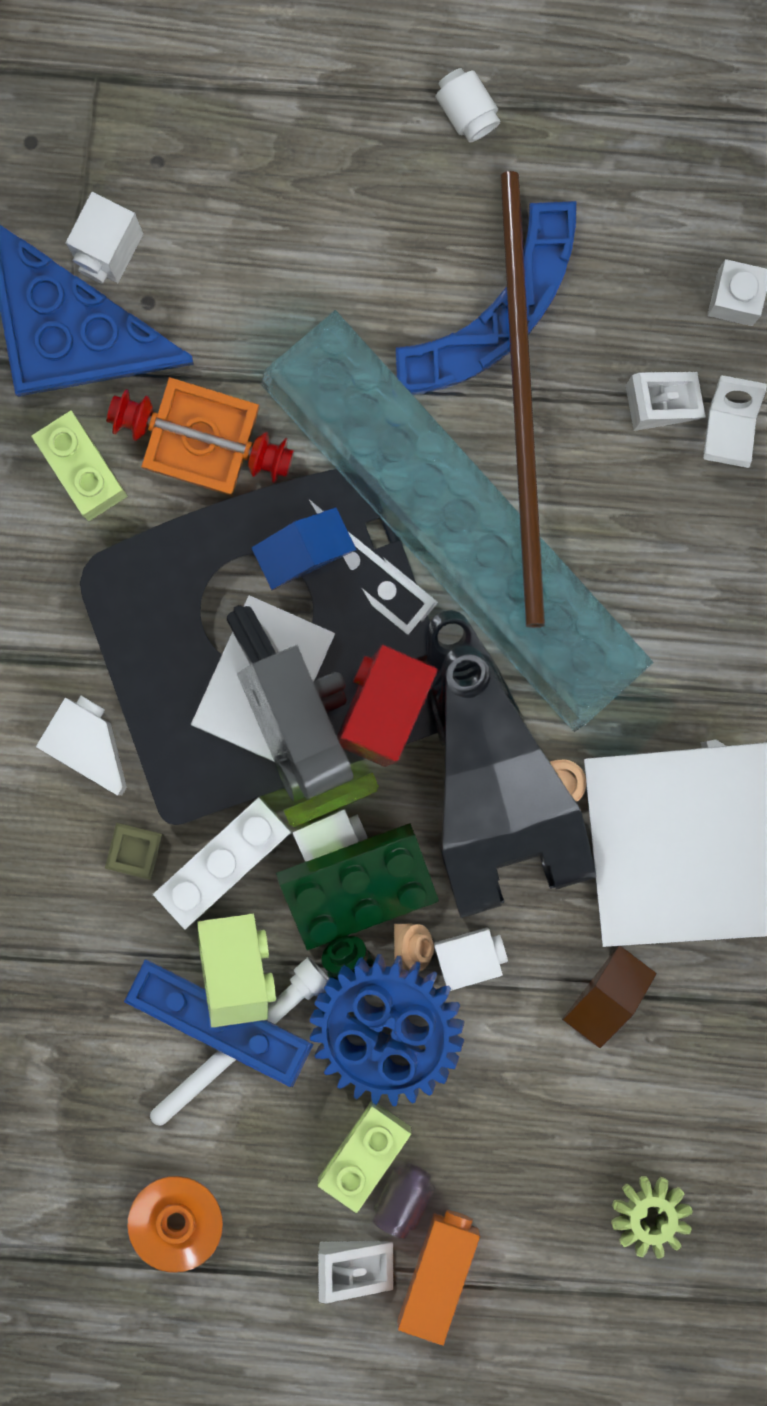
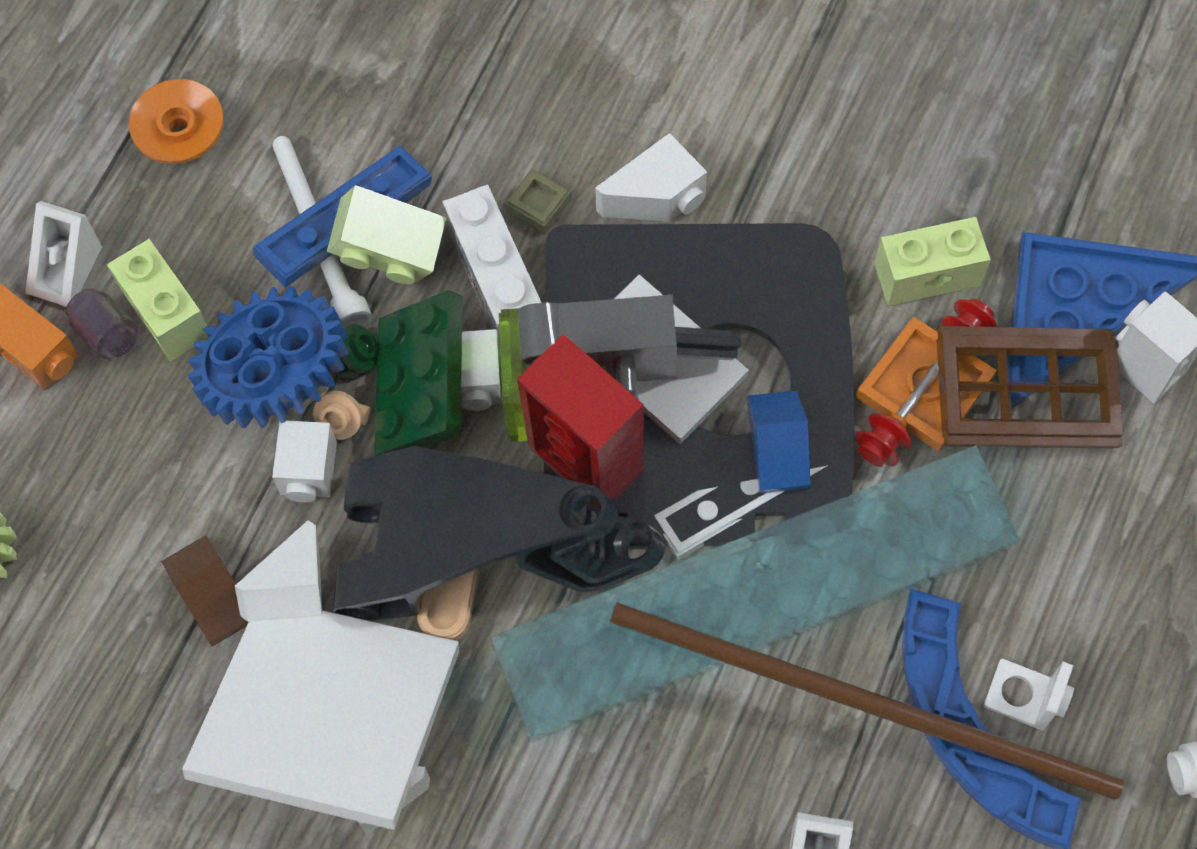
camera: 120 degrees right, 20 degrees down
(137, 358) = (1029, 432): none -> reddish brown piece
(459, 251) = (1049, 694): none -> white bracket
(588, 923) = (285, 581): none -> white slope

